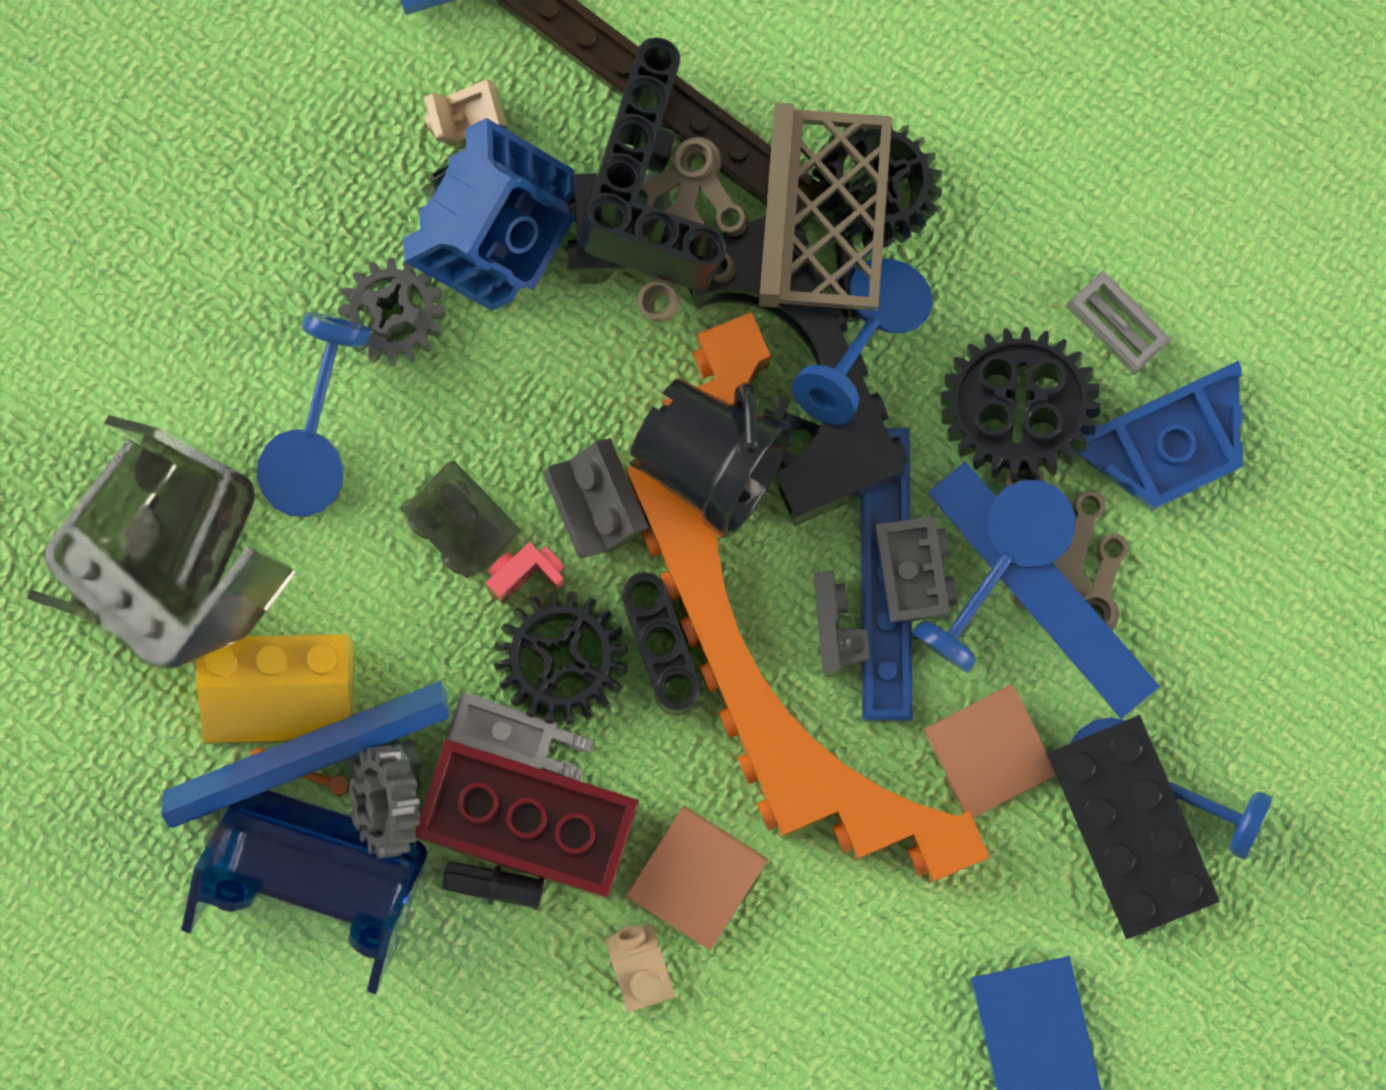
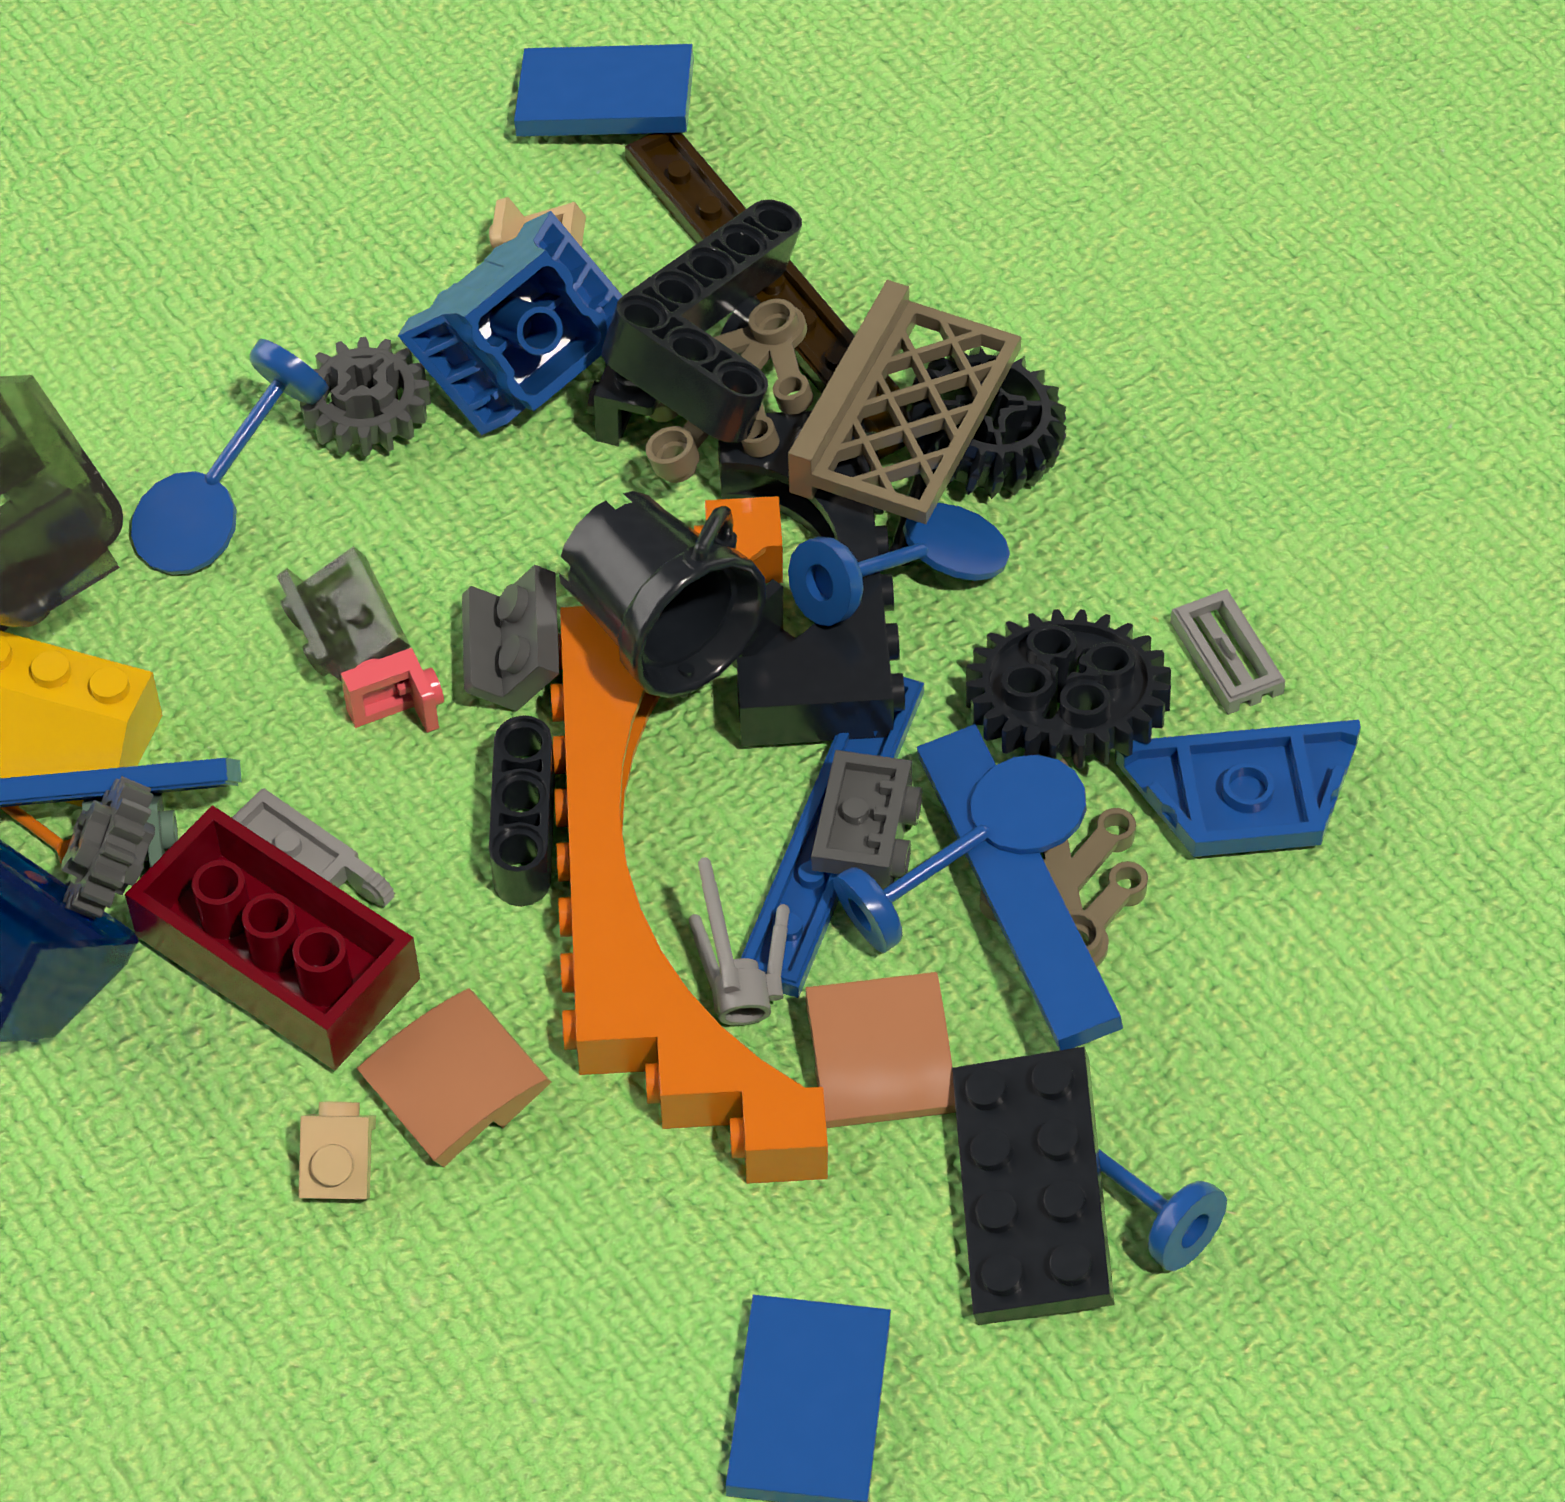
camera: 25 degrees right, 25 degrees down
(493, 884) = (202, 1008): black axle -> none
(583, 670) = (400, 768): black gear -> none
(838, 645) = (737, 868): dark grey hinge -> none
(871, 739) = (737, 985): none -> light grey plant

